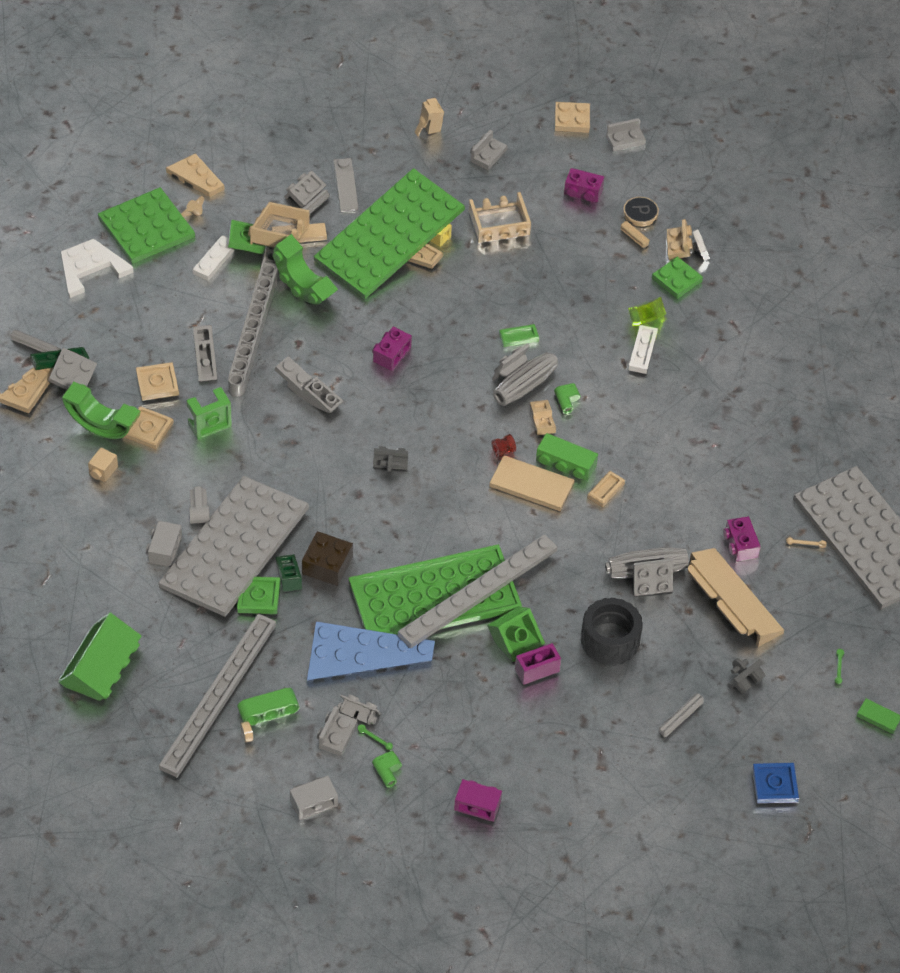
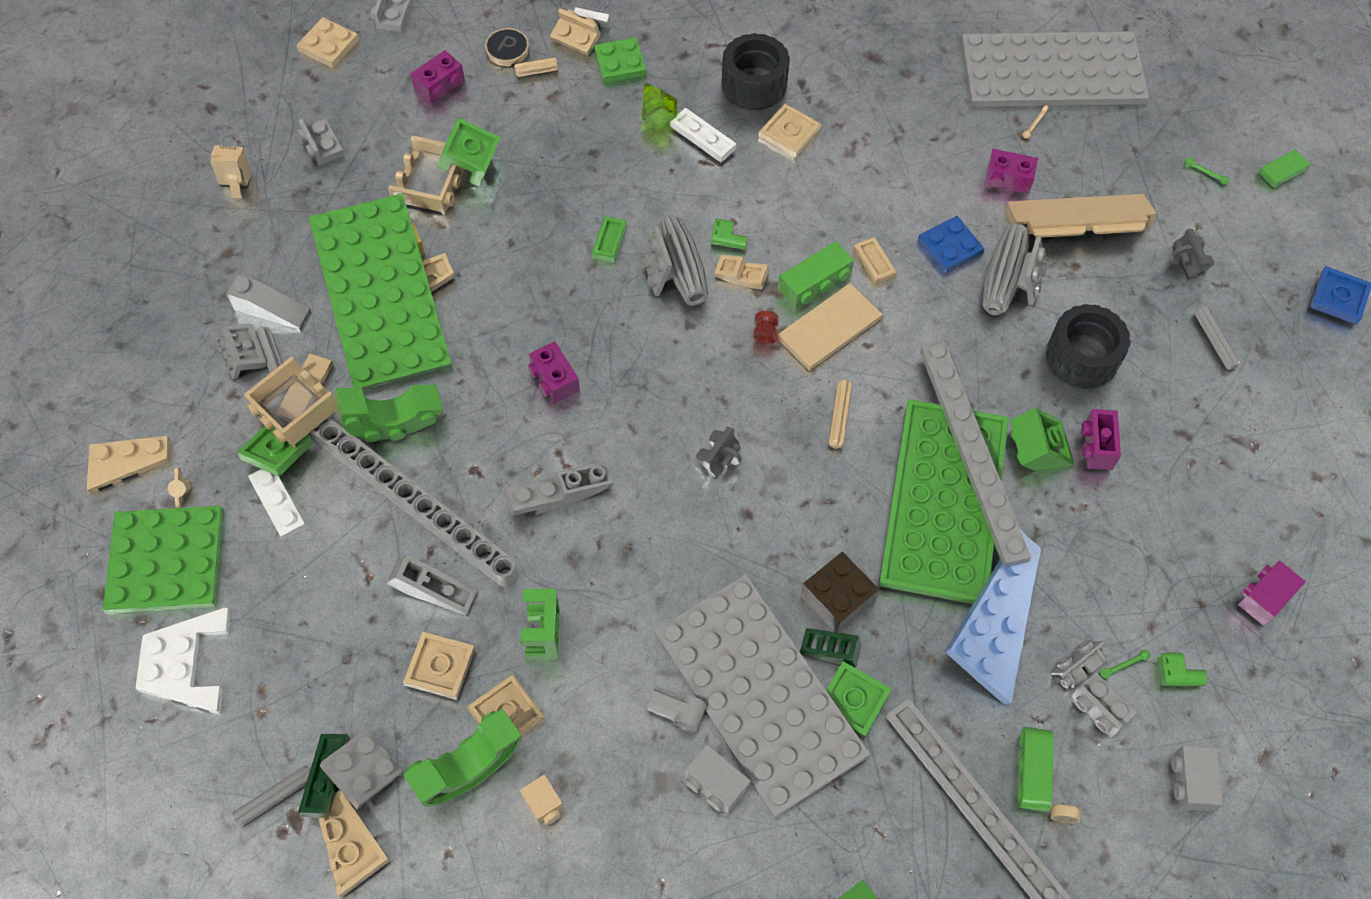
camera: 60 degrees left, 10 degrees up
(464, 514) = (840, 414): none -> tan axle
(529, 226) = (470, 149): none -> bright green panel
(652, 528) = (951, 244): none -> blue plate
(687, 398) = (790, 130): none -> tan tile
(718, 368) = (755, 51): none -> black tyre

